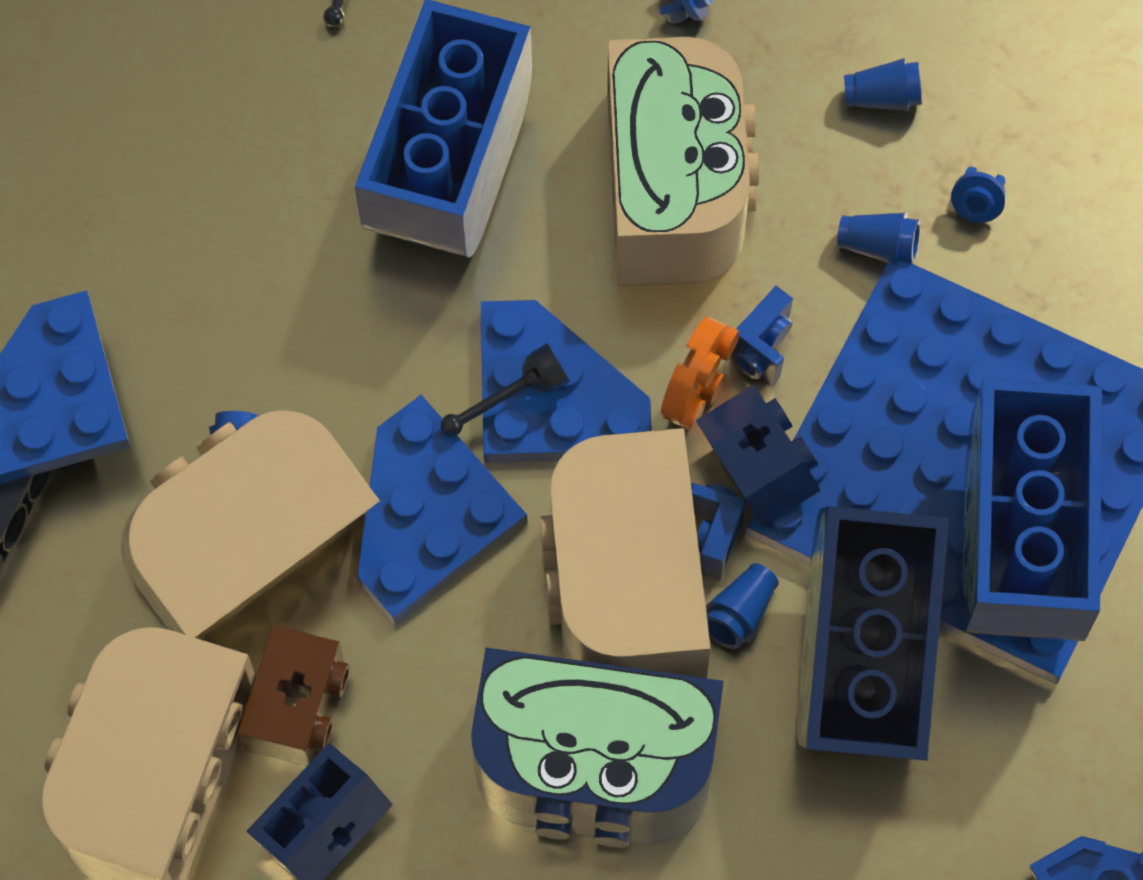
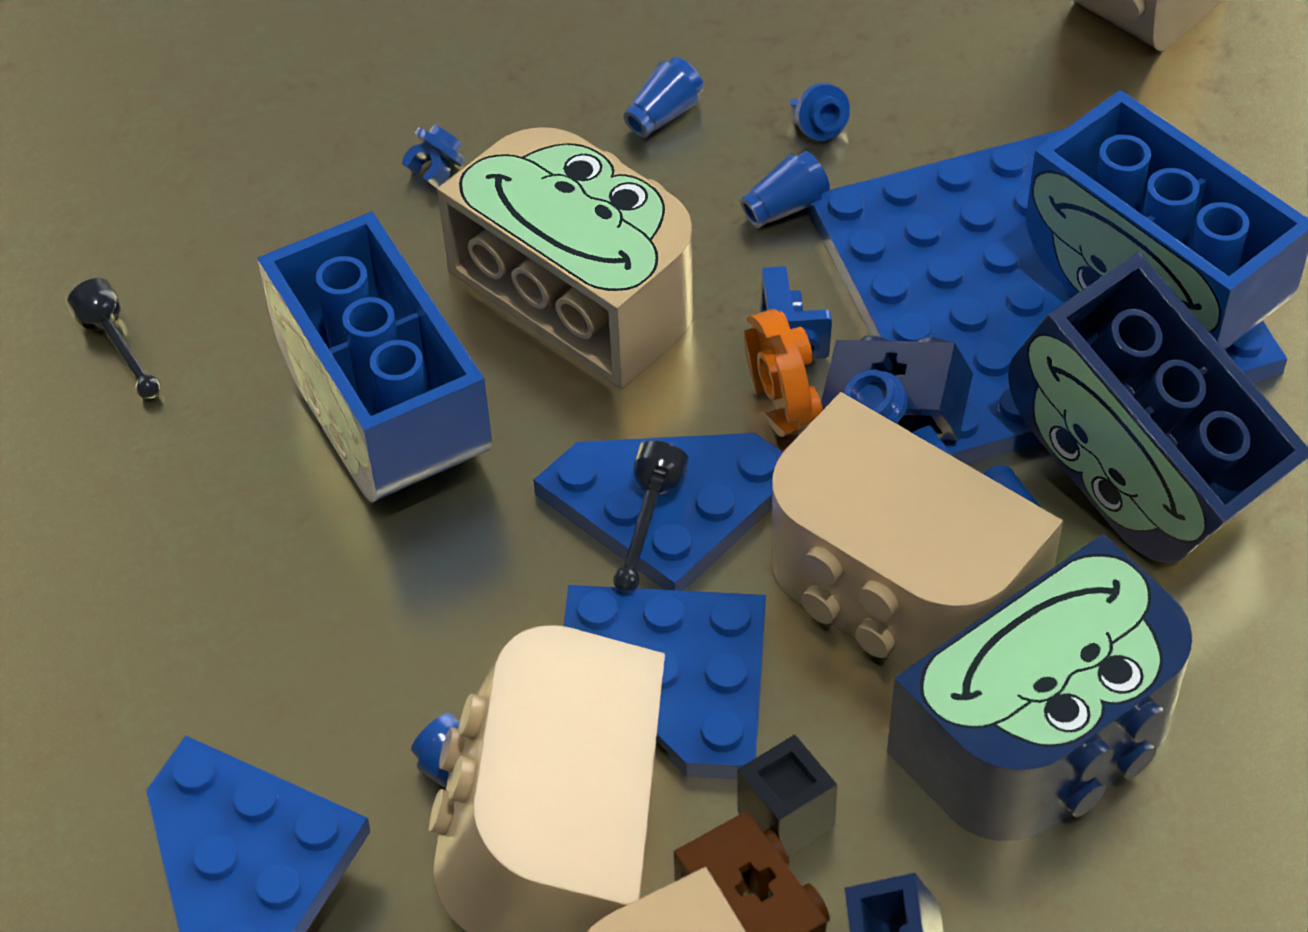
camera: 45 degrees left, 15 degrees down
(379, 655) = (788, 794): none -> black panel
(713, 452) = (880, 393): none -> blue plate

